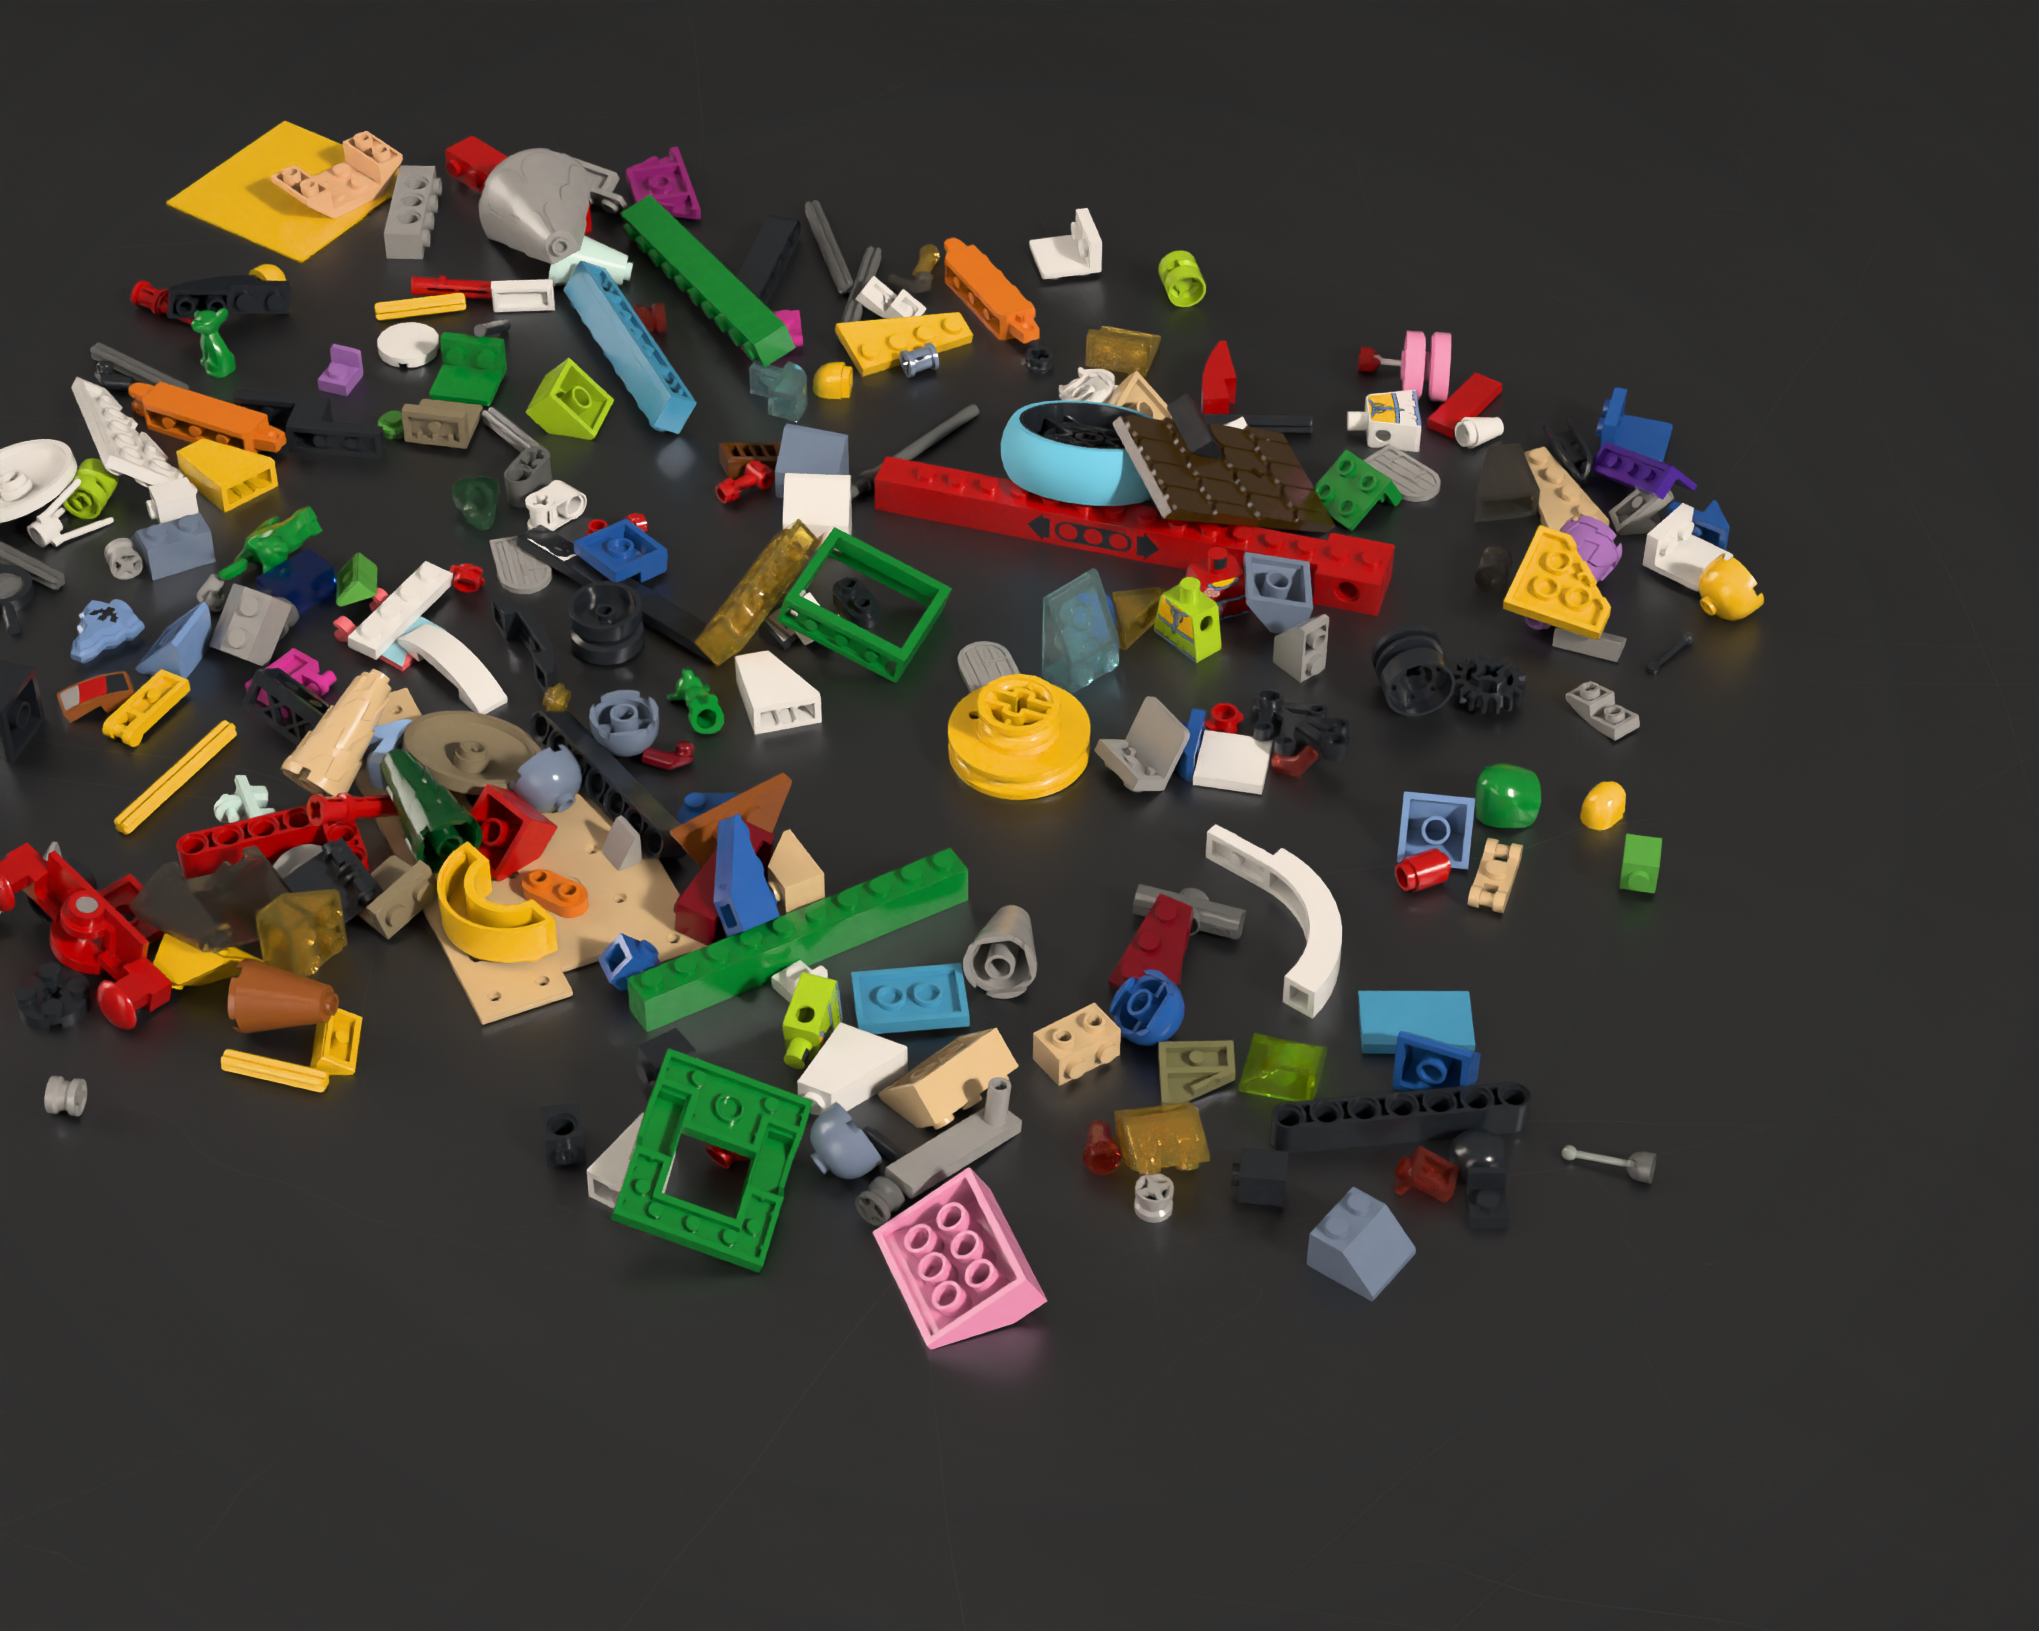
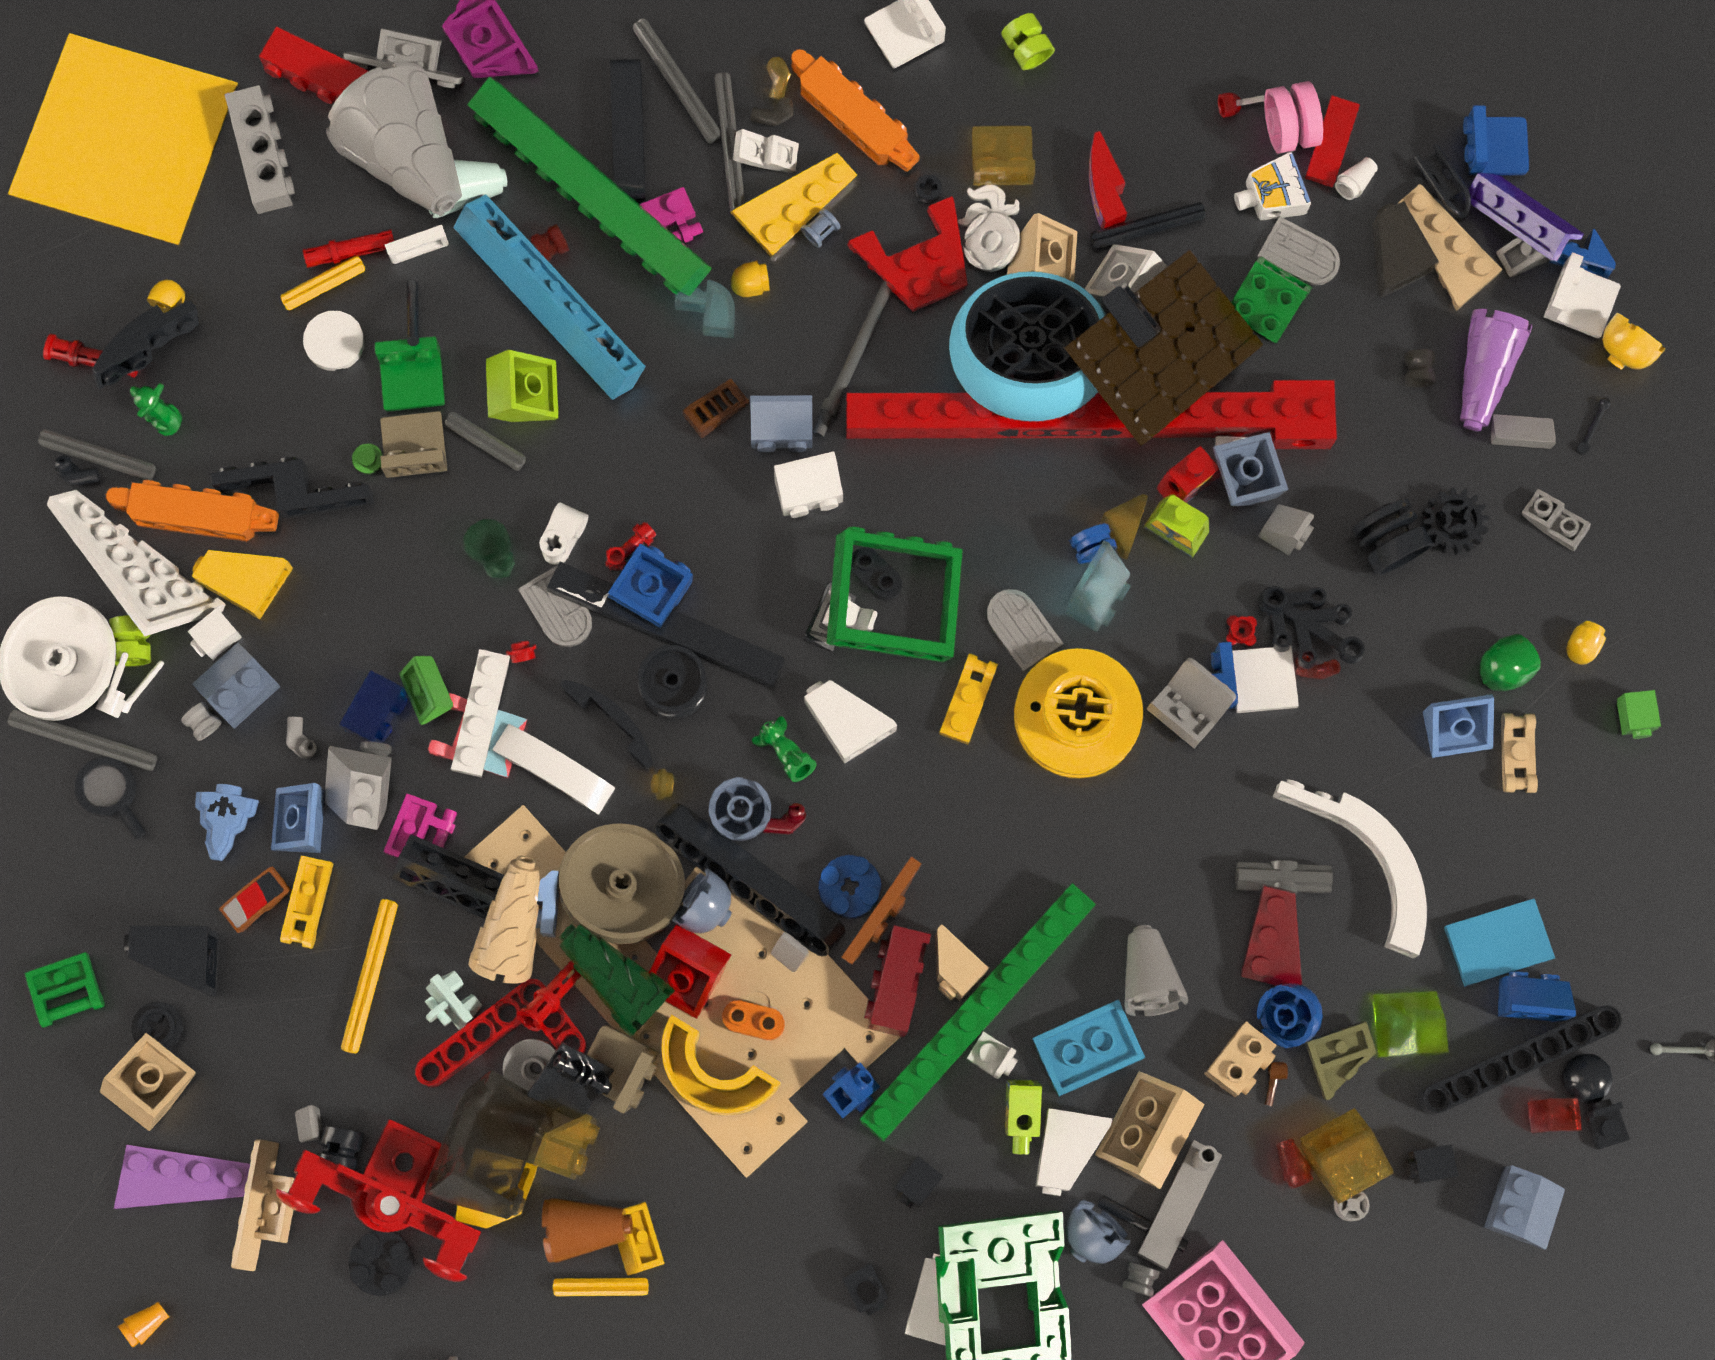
camera: 20 degrees left, 35 degrees up
(273, 542) = (331, 664): green animal -> none
(343, 371) = (288, 401): medium lavender bracket -> none
(347, 185) = (173, 124): light nougat slope -> none
(527, 475) = (516, 502): dark grey beam -> none
(740, 885) = (922, 1002): blue slope -> none
(754, 474) = (729, 433): red bar -> none
(757, 592) = (795, 607): clear yellow brick -> none
(908, 710) = (968, 700): none -> yellow plate
(995, 404) = (925, 270): none -> red wing
(1116, 1068) = (1276, 1072): none -> reddish brown hand
(1423, 870) = (1461, 770): red brick -> none
(1558, 586) = (1493, 401): yellow plate -> none

